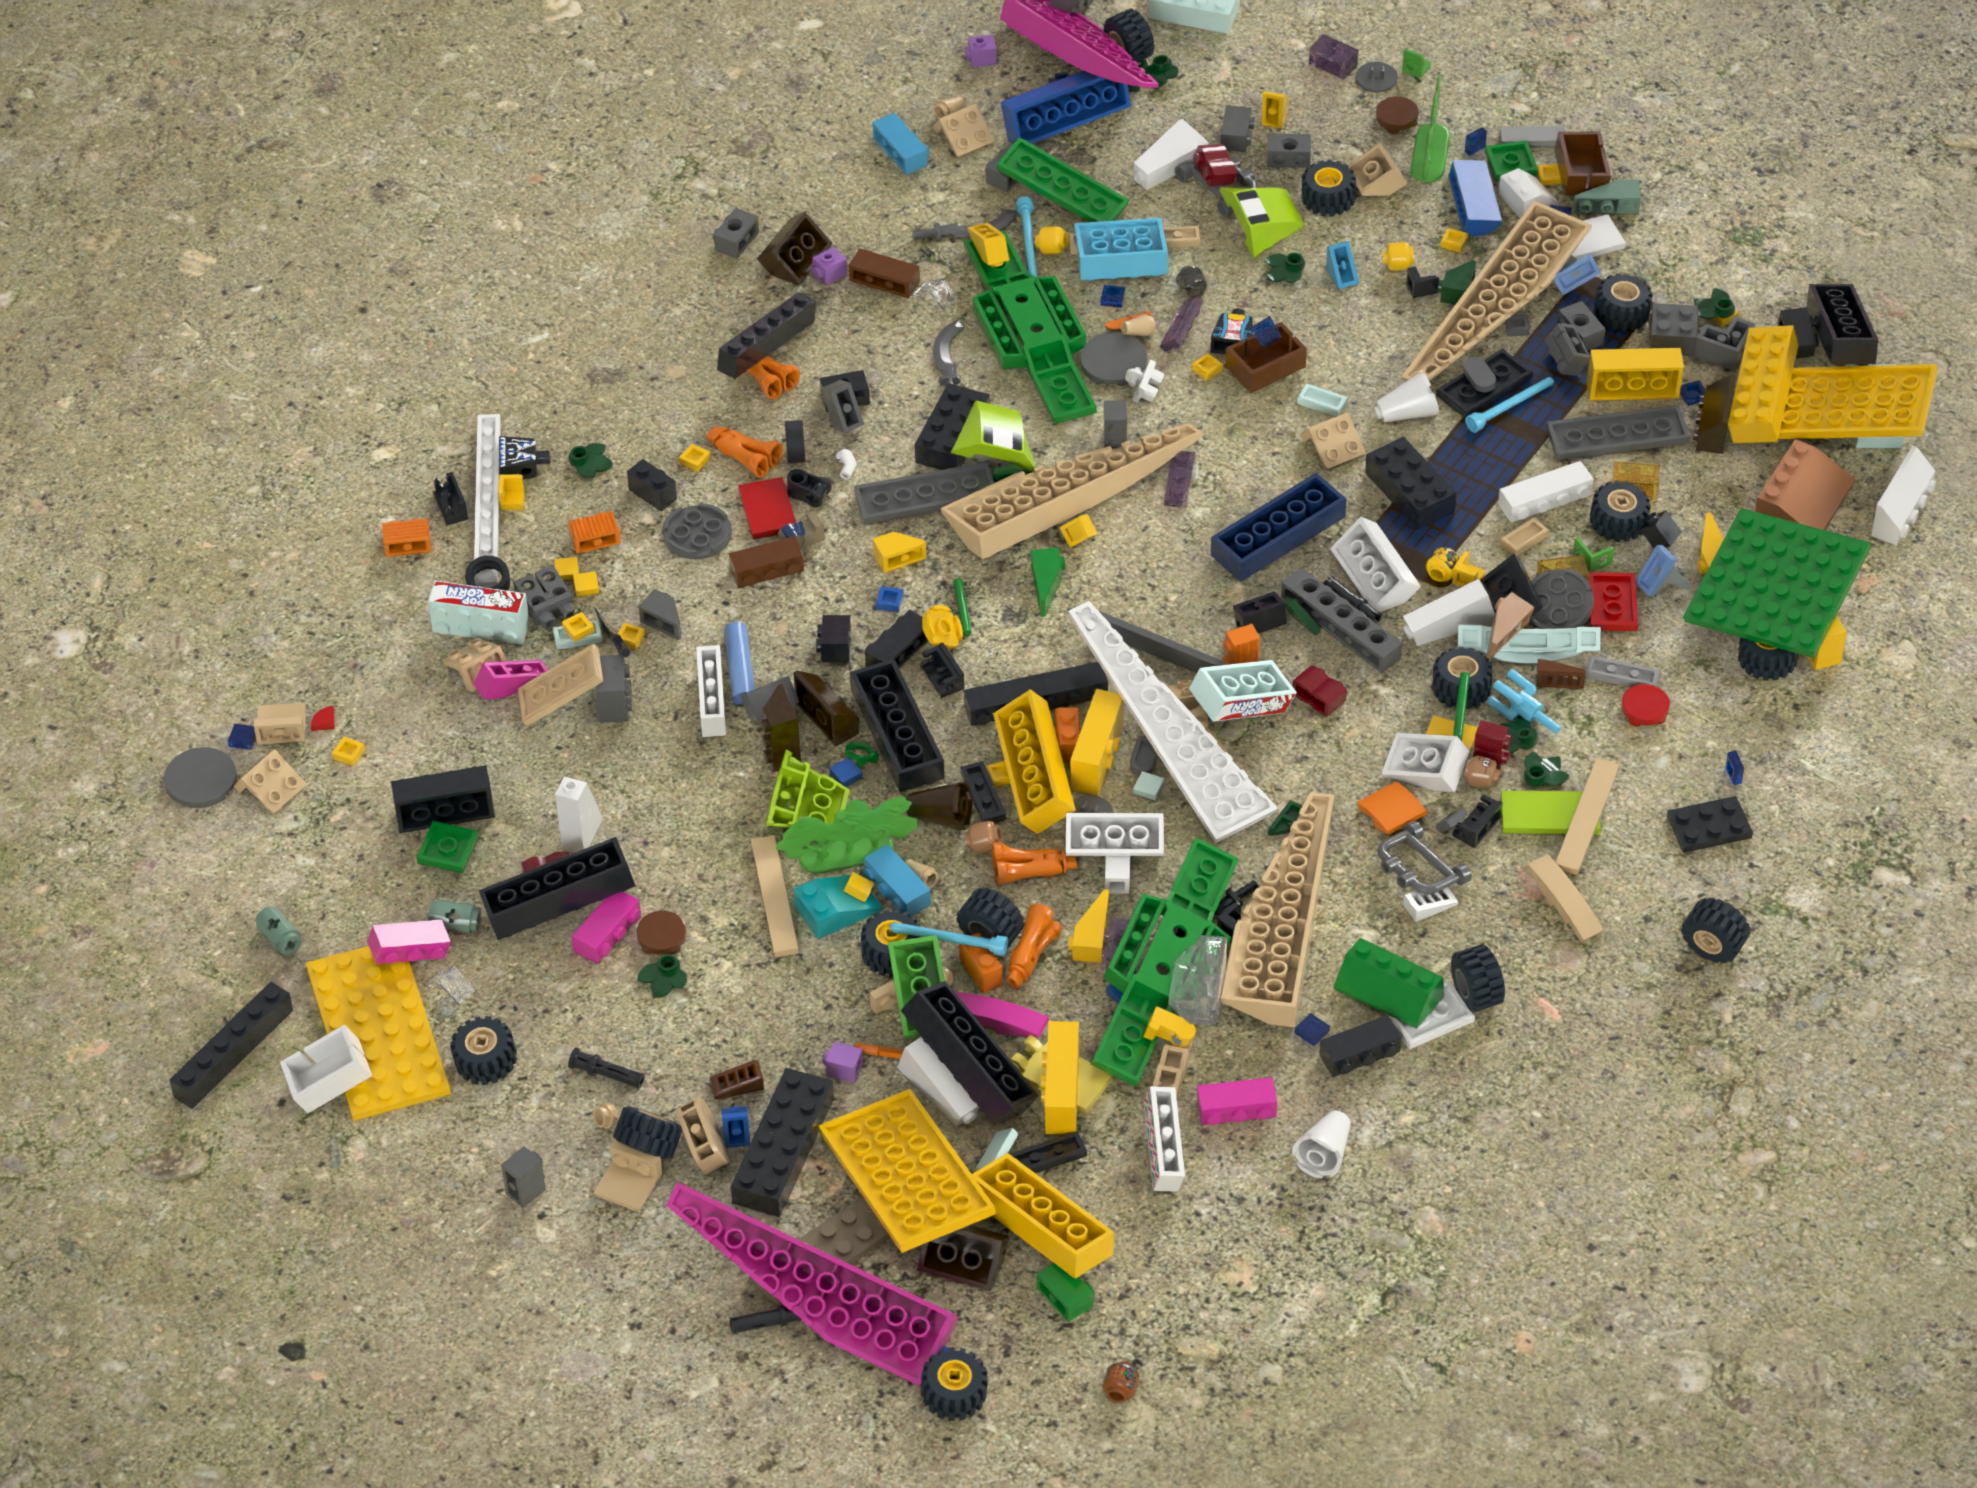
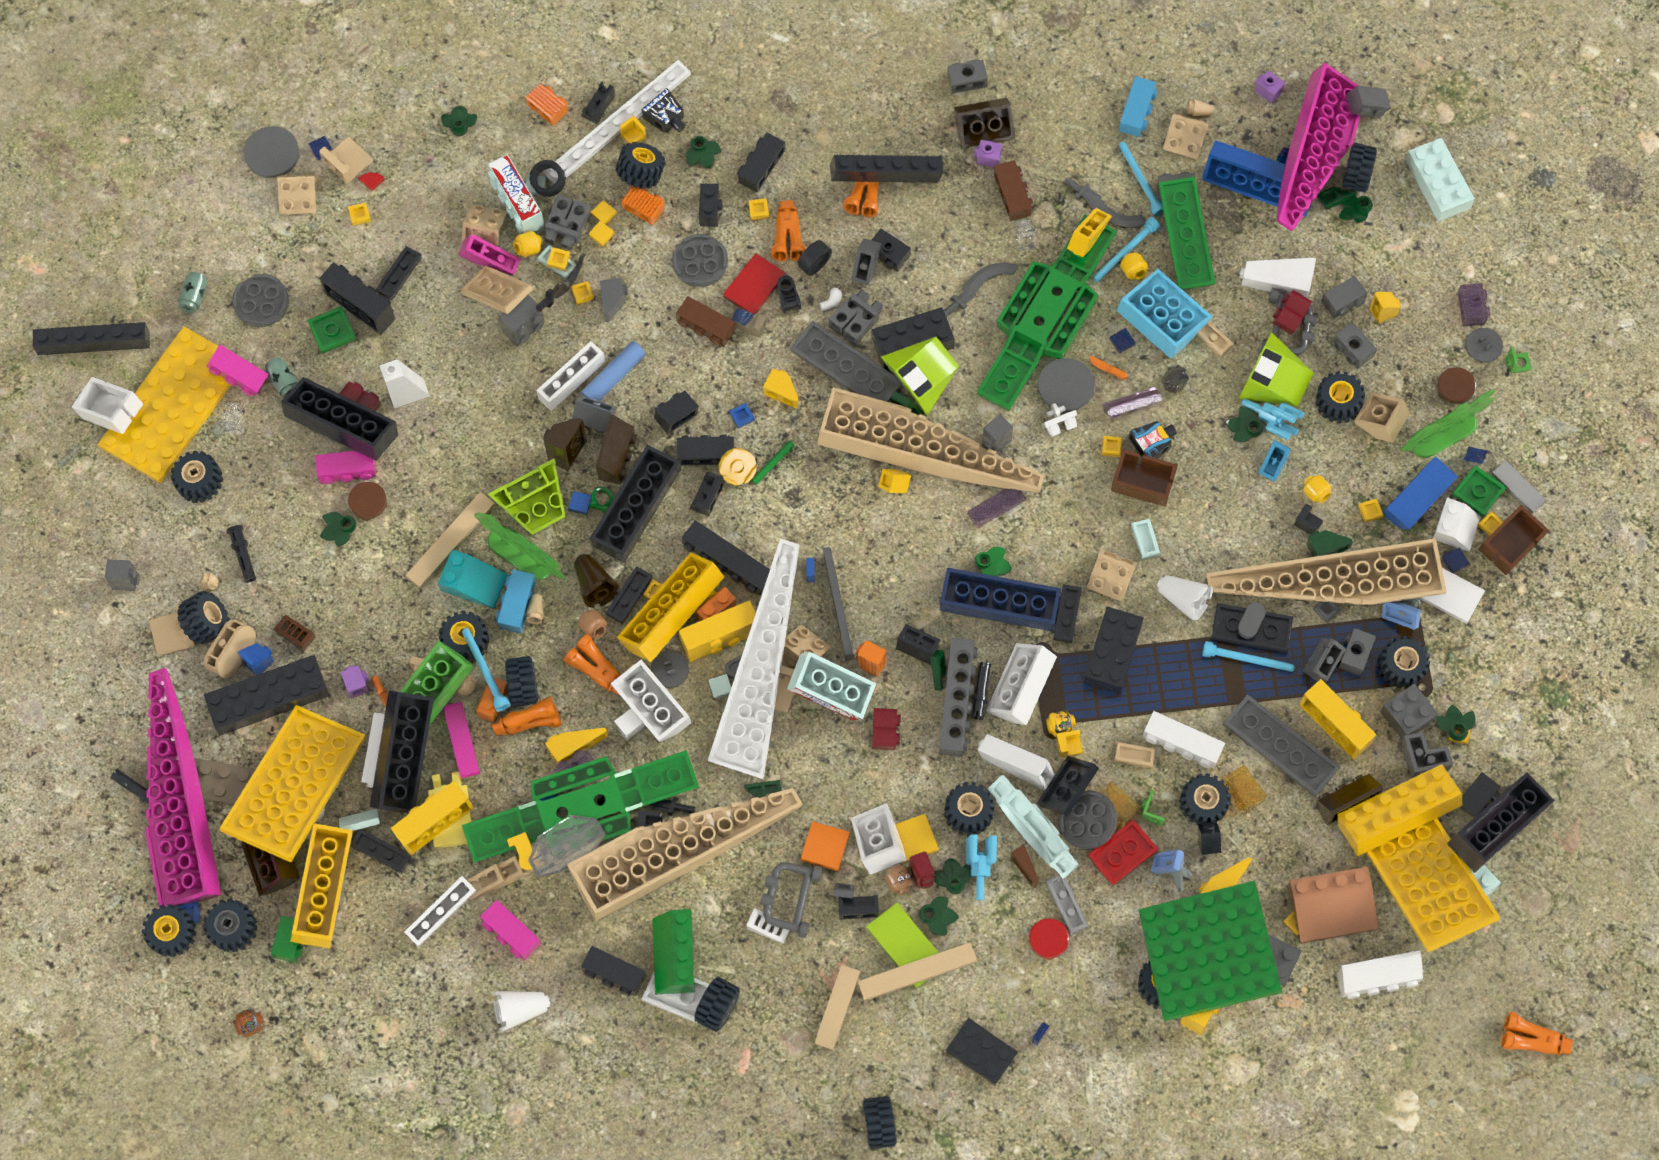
camera: 50 degrees right, 20 degrees up
(342, 614) = (459, 120): none -> dark green plate
(348, 886) = (260, 300): none -> dark grey tile
(446, 749) = (398, 273): none -> black plate
(534, 640) = (527, 244): none -> yellow head
(556, 502) = (640, 165): none -> black wheel
(651, 423) = (761, 162): none -> black brick
(858, 887) = (491, 583): yellow tile -> none
(884, 447) = (855, 317): none -> dark grey hips
(1001, 1327) = (230, 925): none -> black wheel
(1010, 192) = (1156, 205): none -> medium azure piece
(1047, 575) = (838, 492): green slope -> none
(1142, 326) = (1104, 378): tan cone -> none
(1230, 513) = (996, 563): none -> green plate
(1266, 331) = (1154, 463): clear blue plate -> none
(1300, 240) = (1275, 417): none -> medium azure plant
(1312, 1029) = (606, 931): clear blue tile -> none
(1355, 504) = (1067, 613): none -> black plate
(1461, 705) = (936, 828): green bar -> none
(1509, 619) = (1034, 803): slope -> none
(1611, 198) = (1505, 584): sand green slope -> none
(1691, 392) = (1365, 765): clear blue tile -> none

